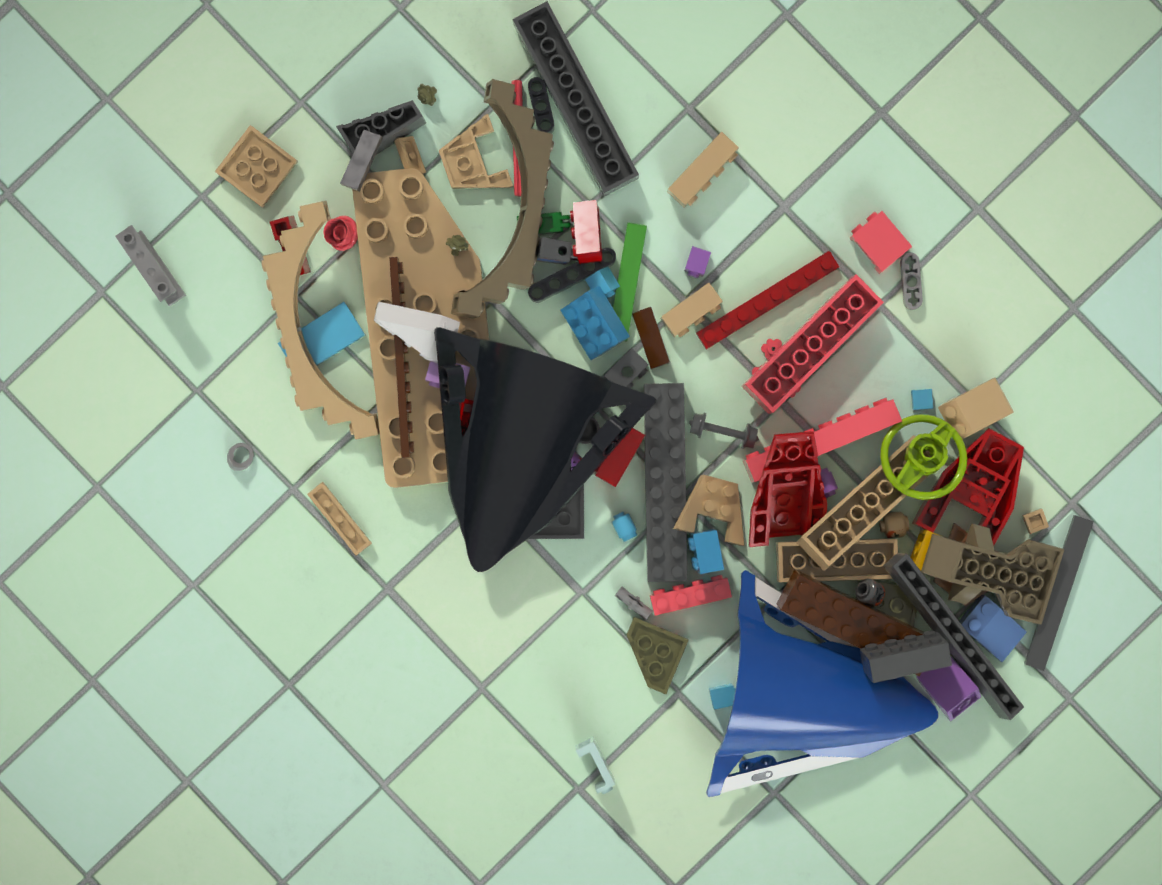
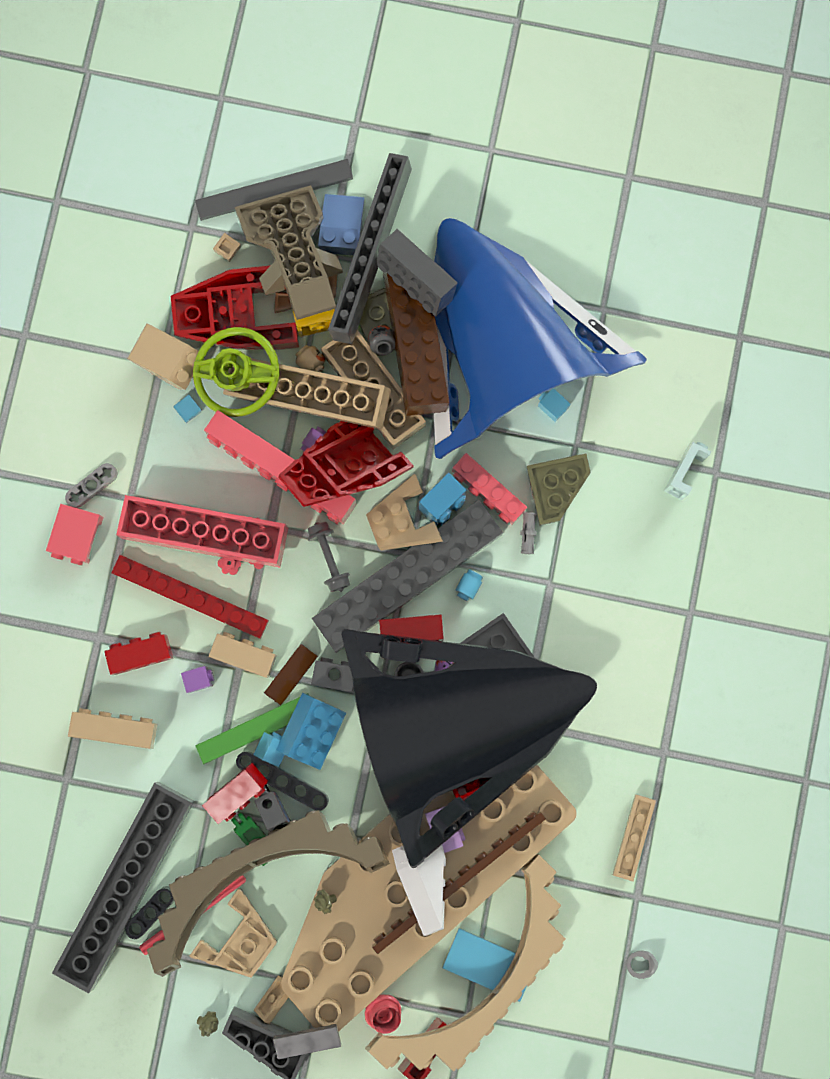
camera: 130 degrees left, 5 degrees down
(749, 229) = (138, 653): none -> red brick
(950, 689) = (417, 221): medium lavender slope -> none

